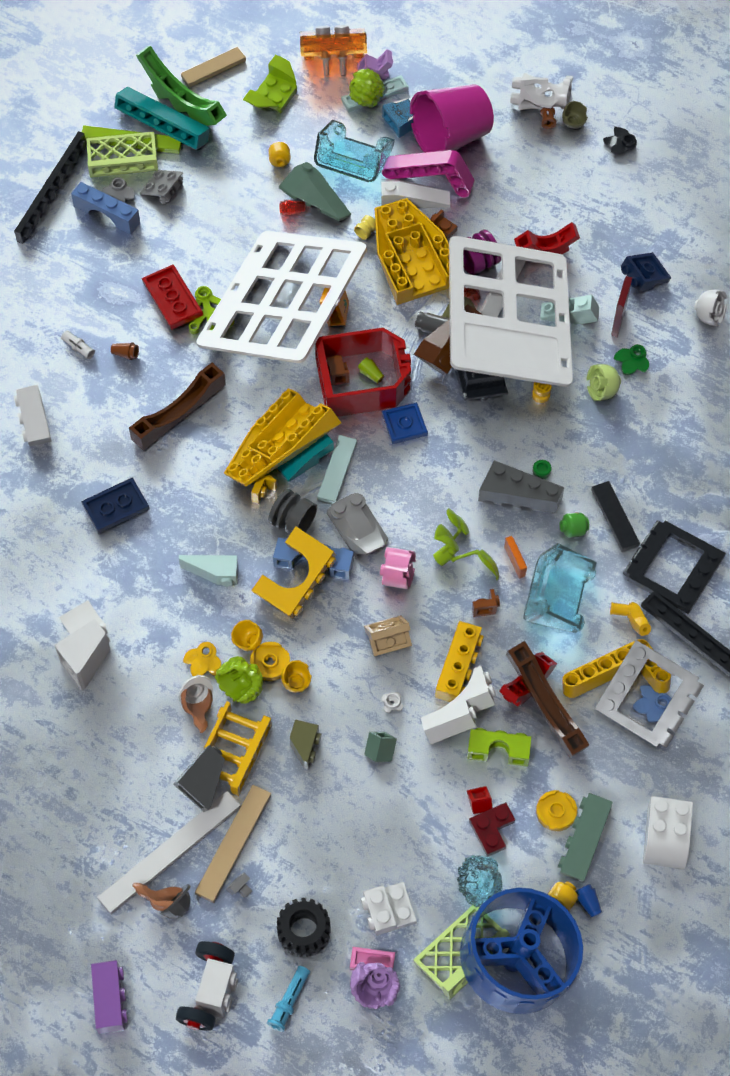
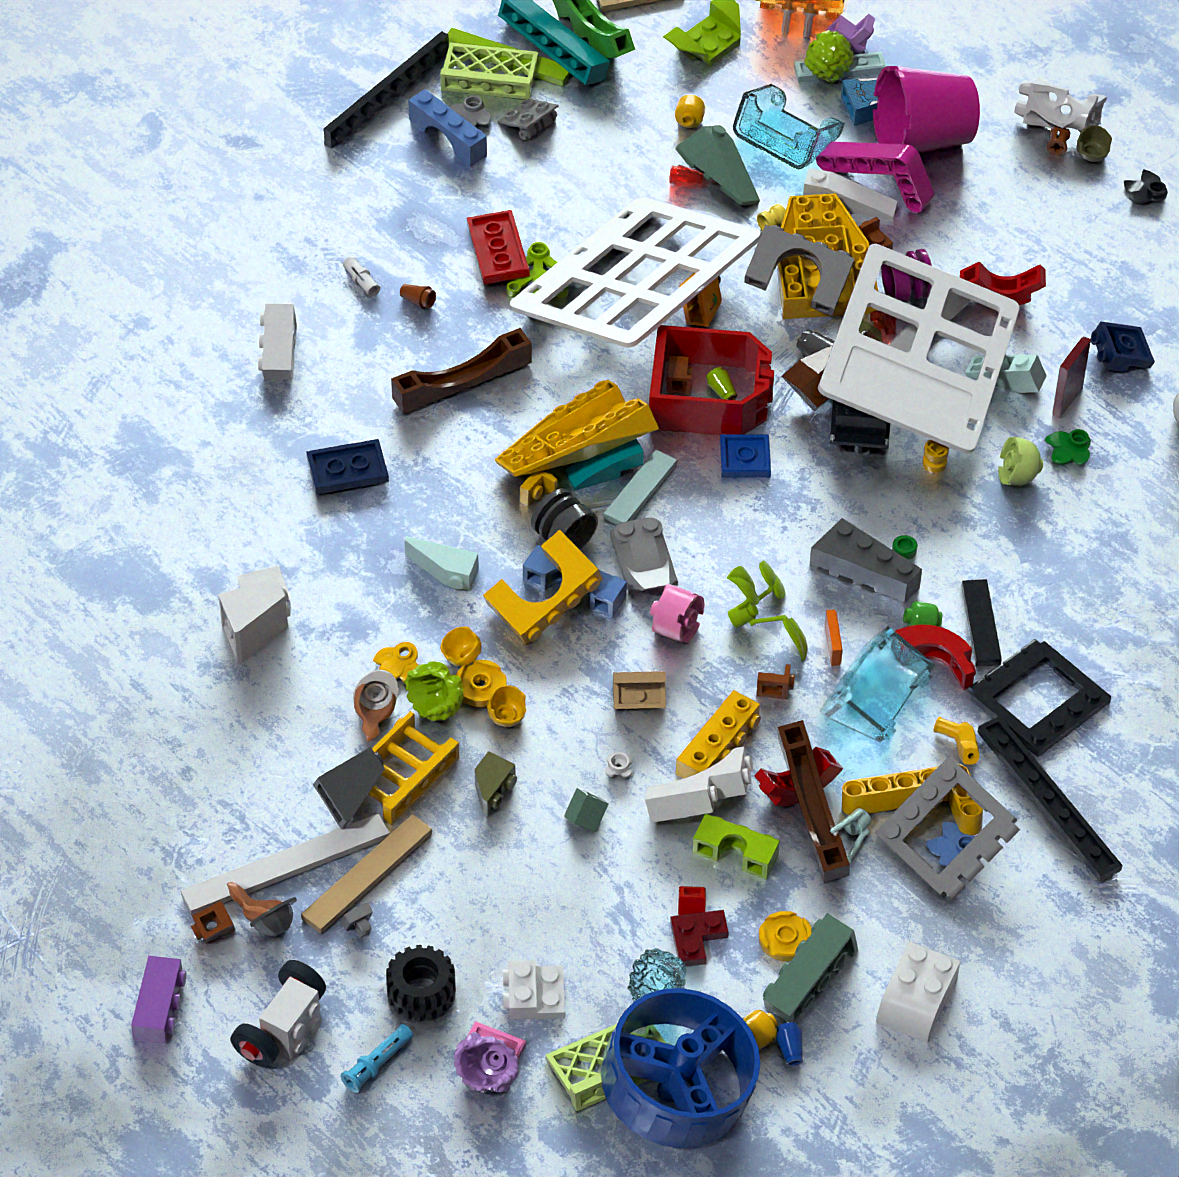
camera: 15 degrees right, 10 degrees down
(138, 916) = (214, 913): none -> dark orange brick
(425, 259) = (777, 245): none -> light grey arch
(578, 706) = (855, 824): none -> light aqua plant
(598, 544) = (942, 646): none -> red arch

